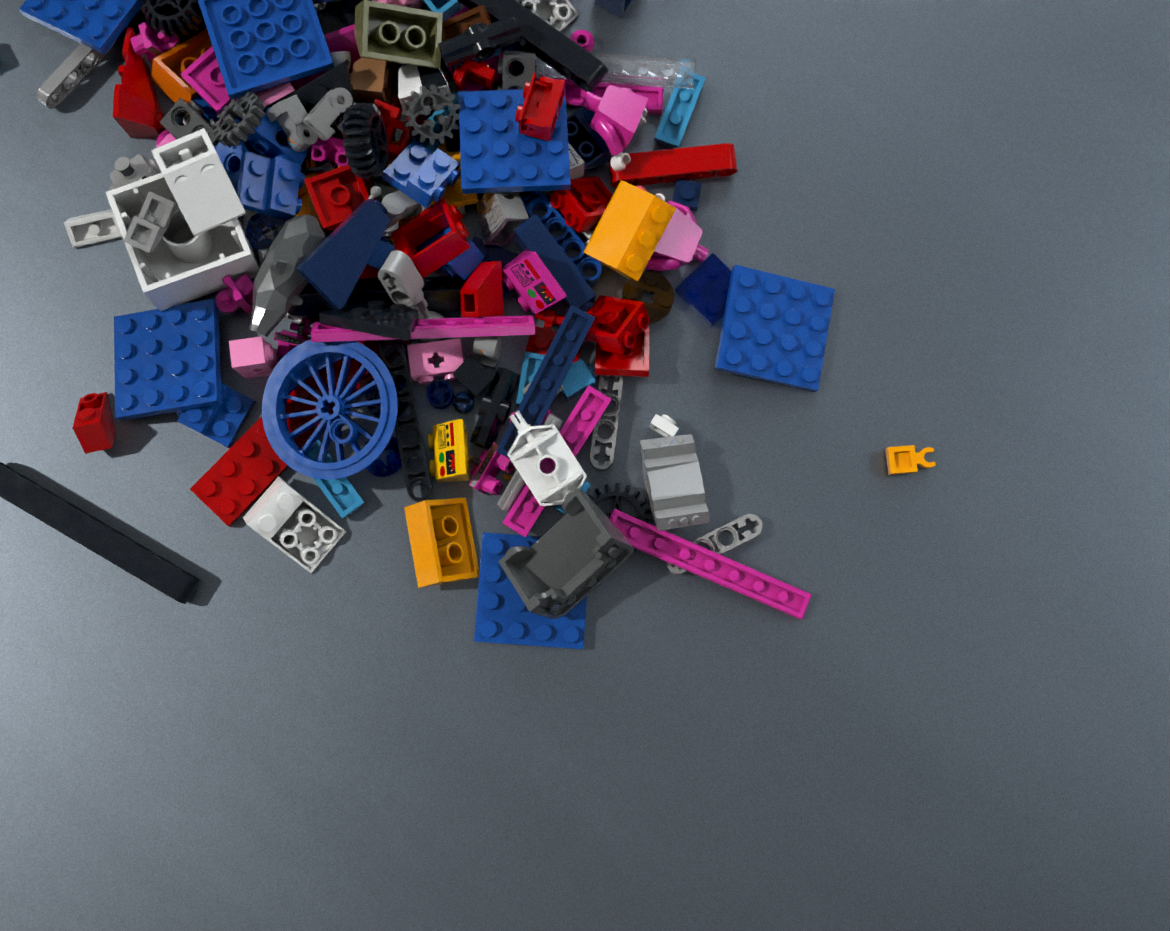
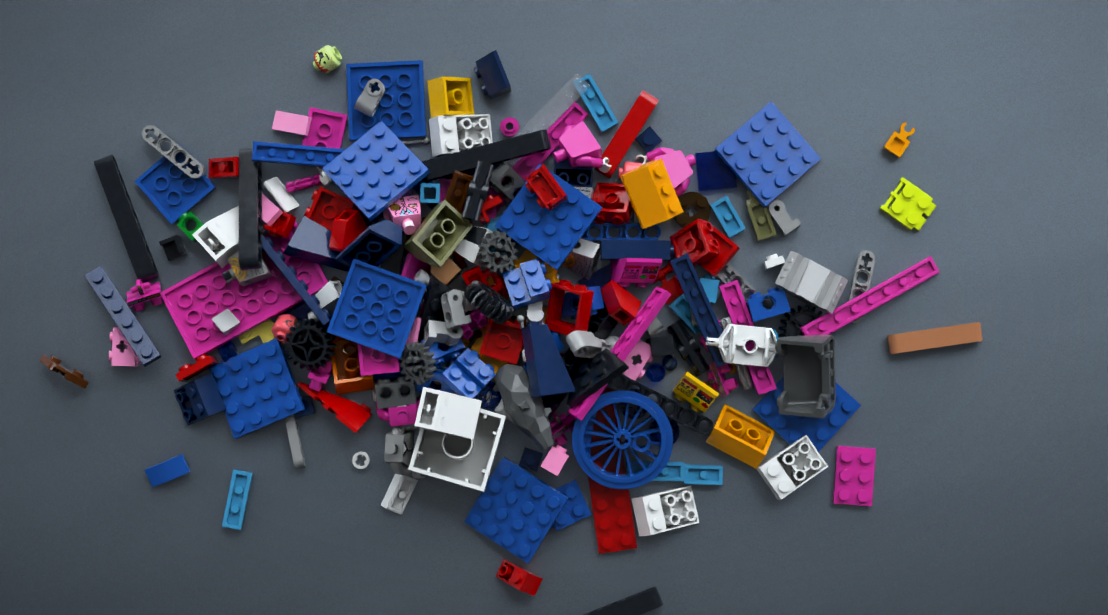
camera: 45 degrees left, 5 degrees up
(100, 152) = (366, 462): none -> white bush
(111, 59) = (309, 407): none -> dark blue plate
(151, 223) = (447, 457): light grey slope -> none
(238, 331) = (530, 459): none -> dark blue plate
(239, 294) = (509, 443): dark pink hips -> none
(367, 534) = (703, 474): none -> dark azure plate
(451, 626) = (792, 467): none -> white slope
(498, 705) = (854, 475): none -> dark pink plate
(617, 469) = (779, 304): none -> blue brick
(672, 340) = (727, 217): none -> dark azure plate
(698, 376) = (760, 218): none -> olive hinge
(718, 397) = (781, 218): none -> light grey leg
(725, 672) = (935, 338): none -> nougat beam
(846, 527) = (909, 205): none -> neon yellow plate

